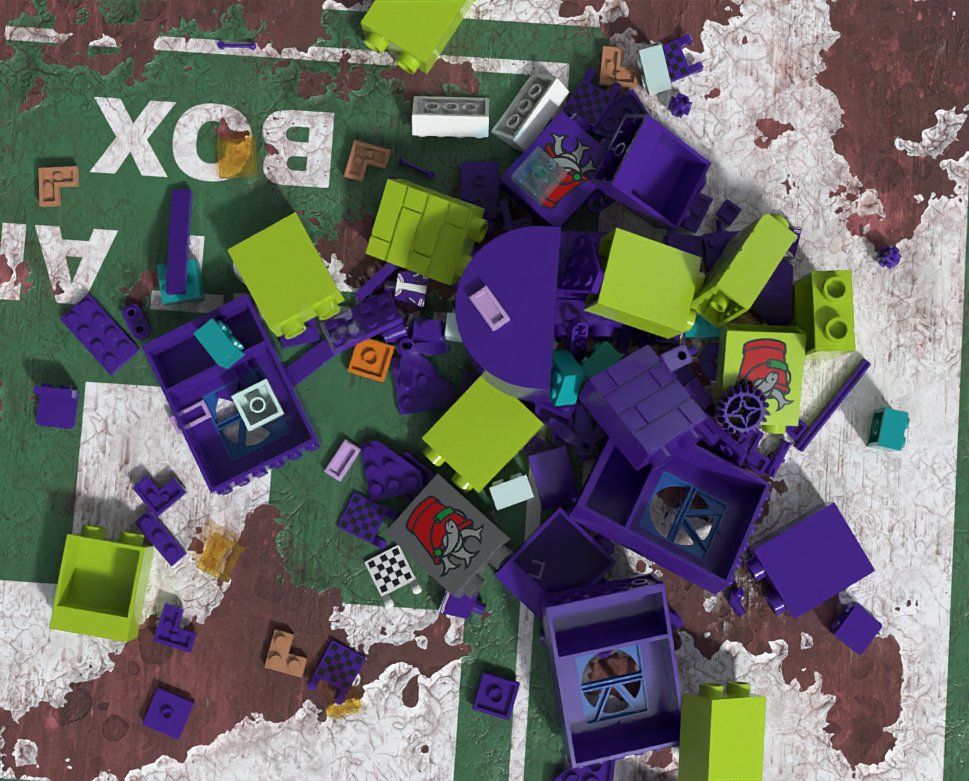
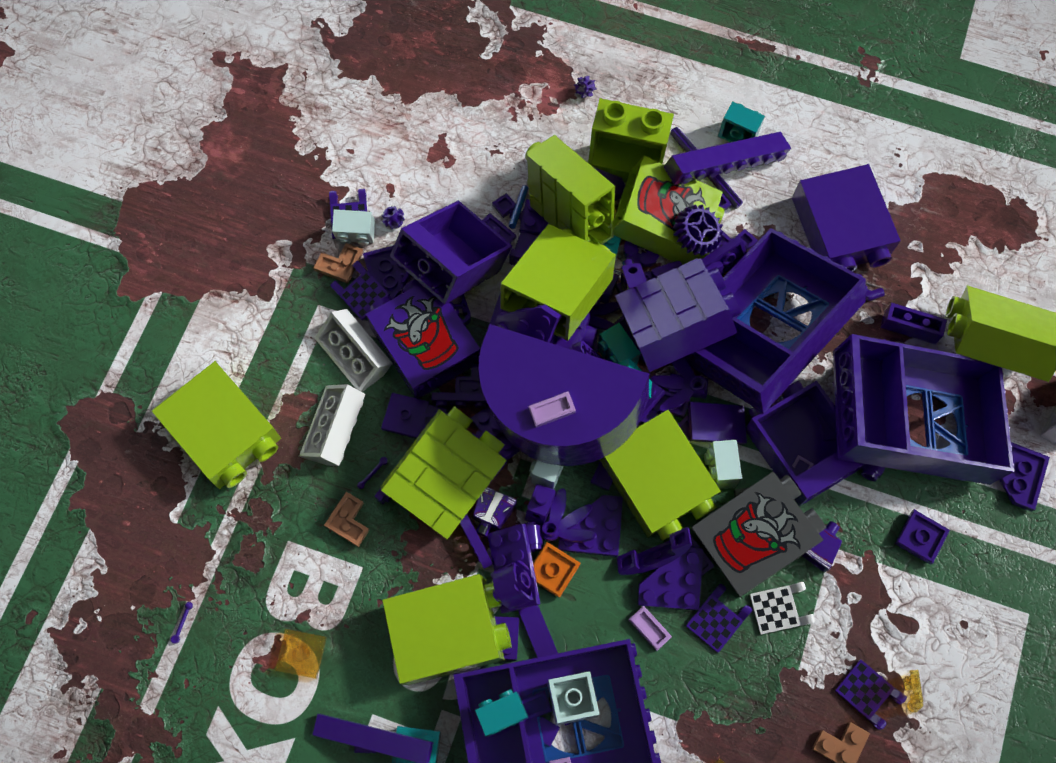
camera: 75 degrees left, 15 degrees down
(338, 324) = (513, 585): none -> dark purple brick
(405, 448) = (657, 556): none -> dark purple slope
(539, 175) = (424, 347): clear light blue brick -> none
(712, 650) = (913, 323): none -> dark purple brick
(723, 225) = (518, 207): none -> blue bar
(777, 457) = (742, 222): dark purple pin -> none
(838, 422) = (727, 158): none -> dark purple brick
(855, 627) = (912, 200): dark purple bracket -> none

